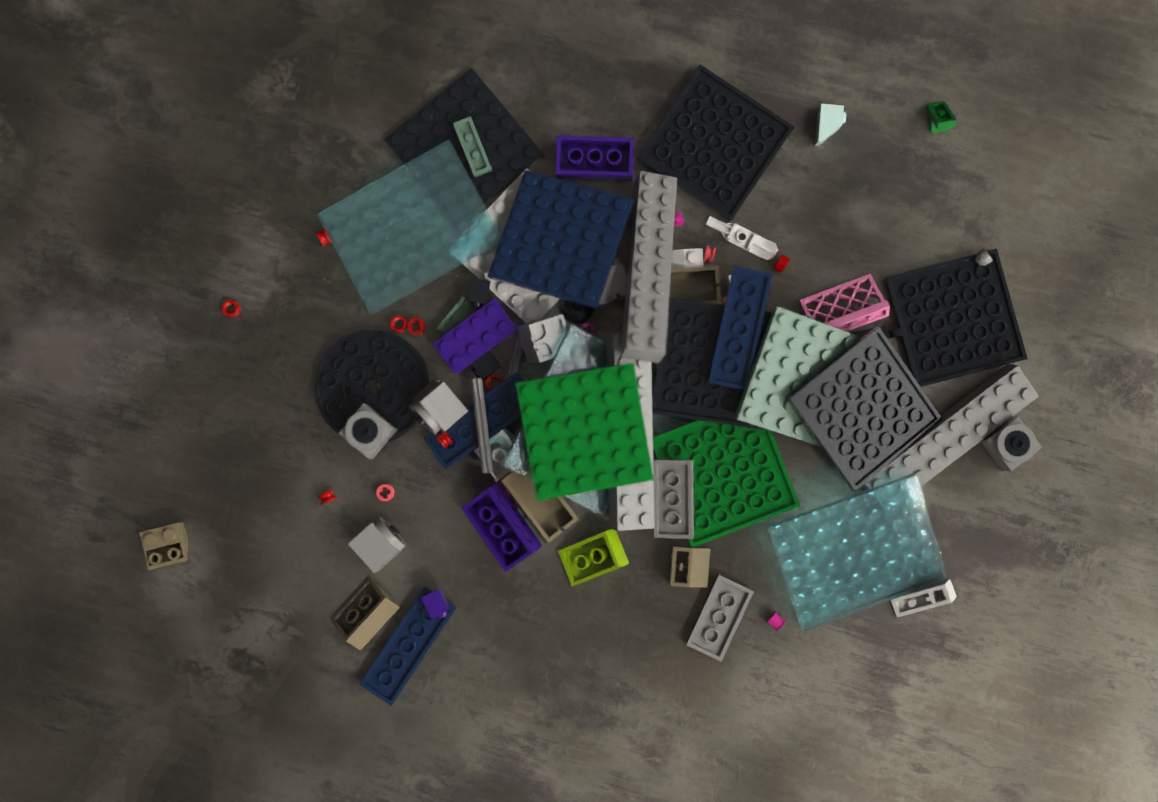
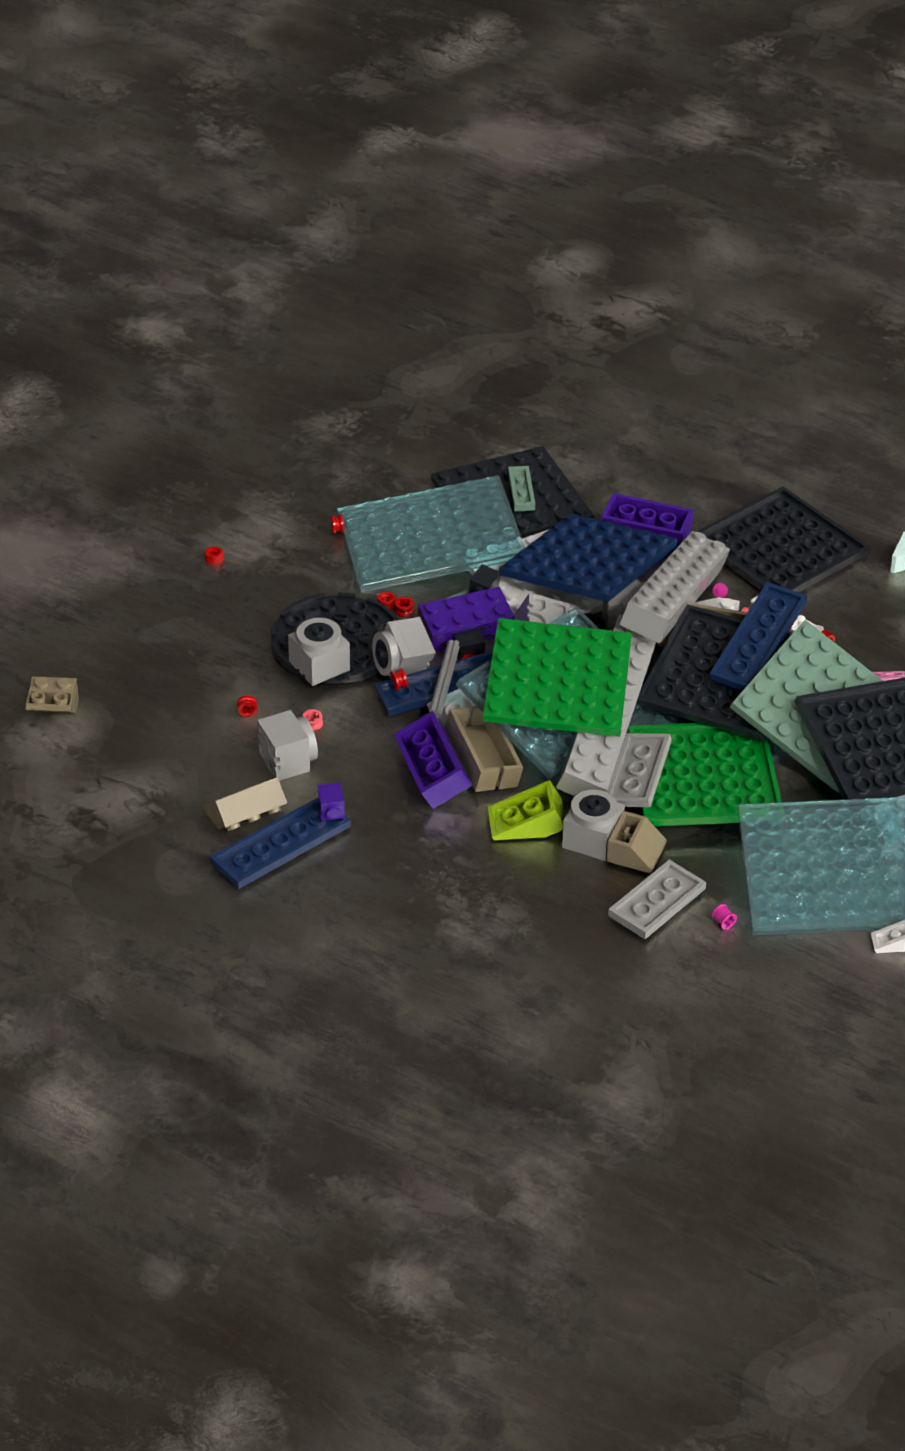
camera: 15 degrees right, 45 degrees down
(651, 559) = (591, 823): none -> light grey piece

